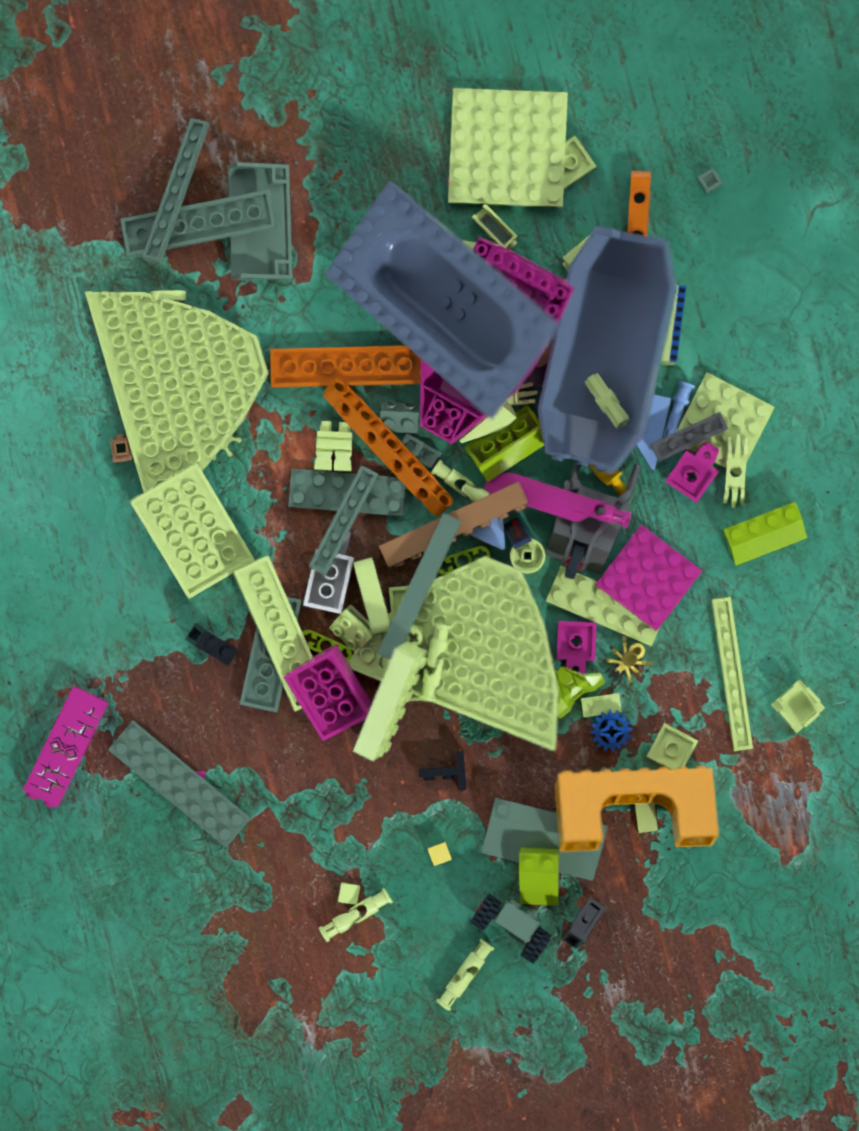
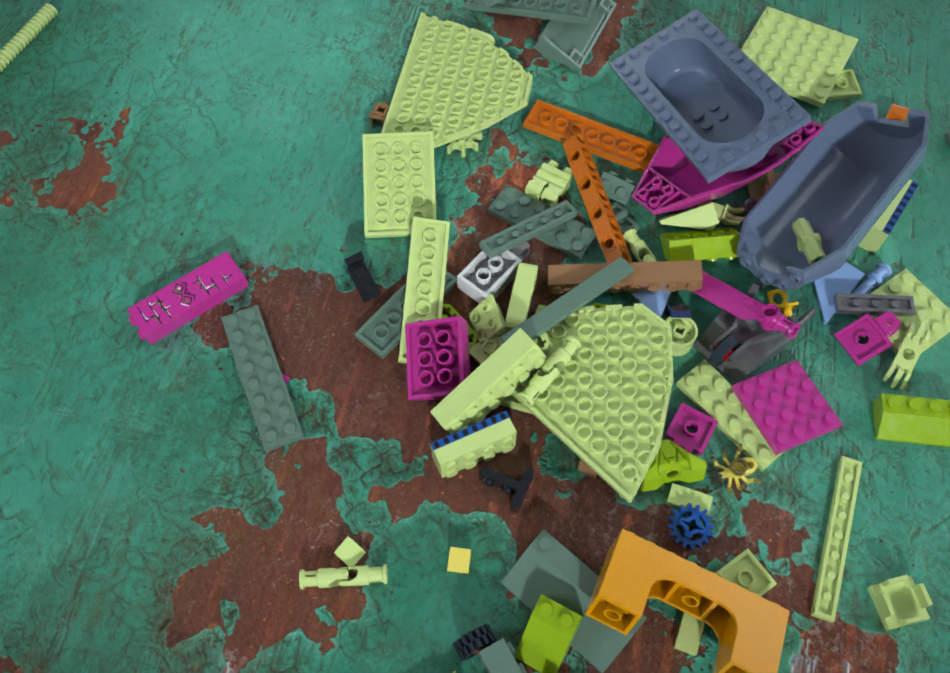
camera: 30 degrees right, 25 degrees down
(401, 755) = (474, 444): none -> yellowish green brick

